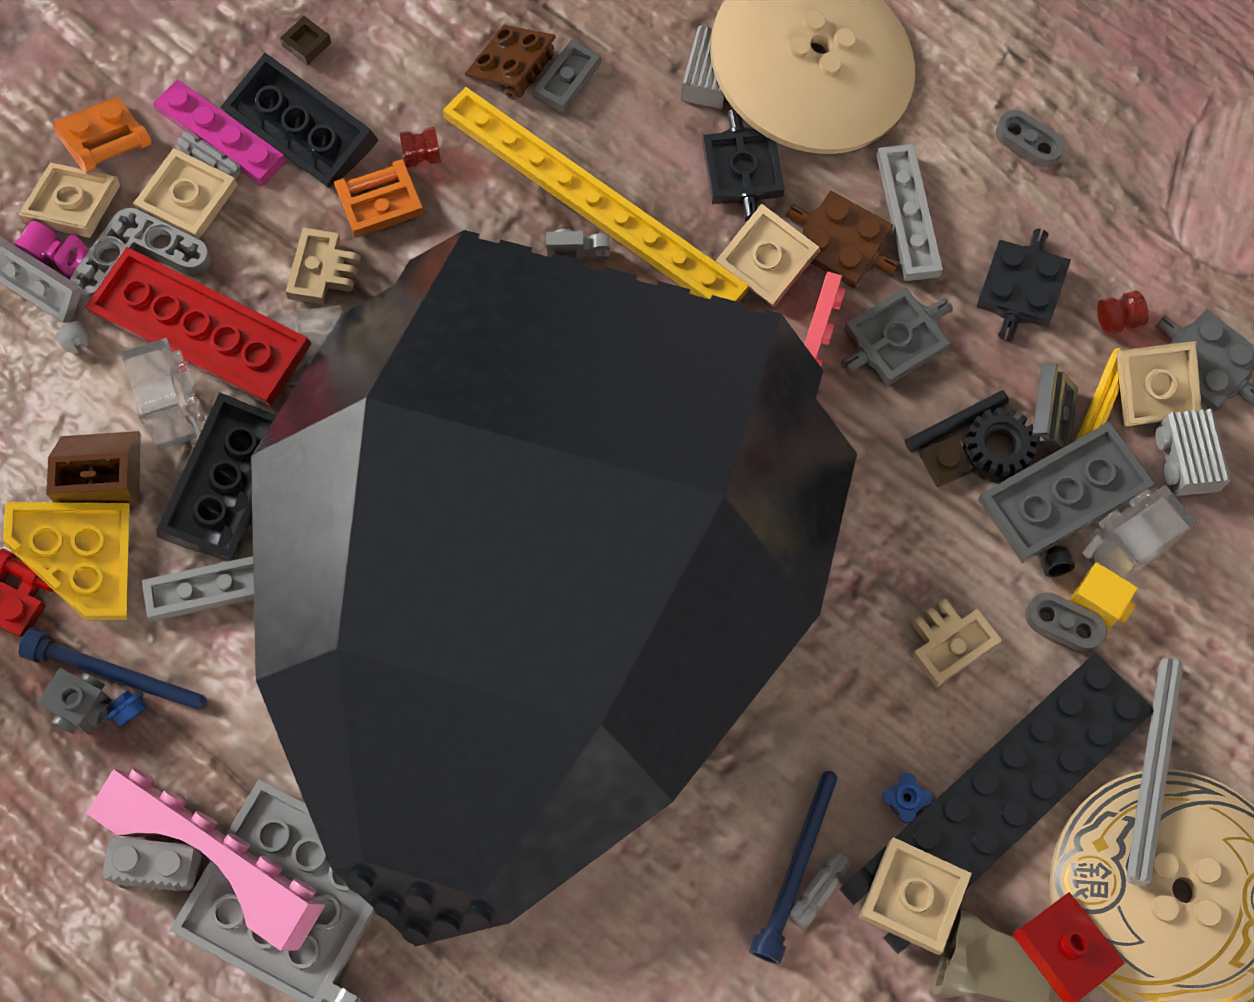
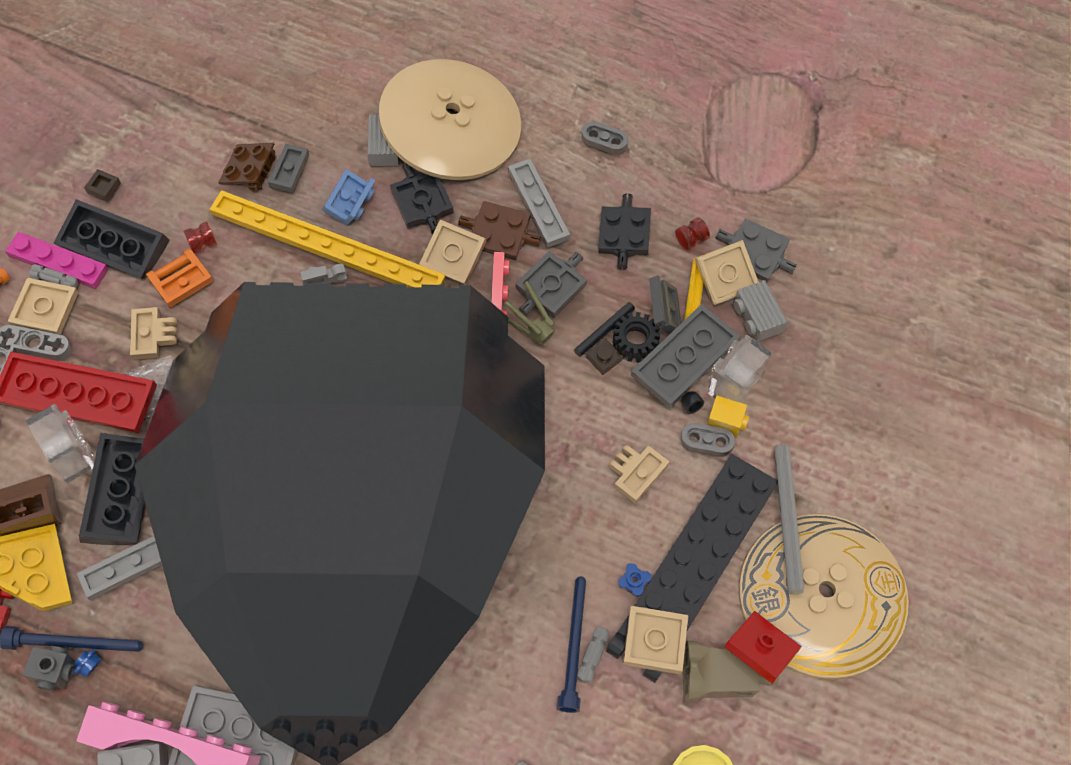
camera: 15 degrees left, 5 degrees down
(639, 139) = (347, 197): none -> medium blue bracket
(860, 400) = (539, 330): none -> olive plant

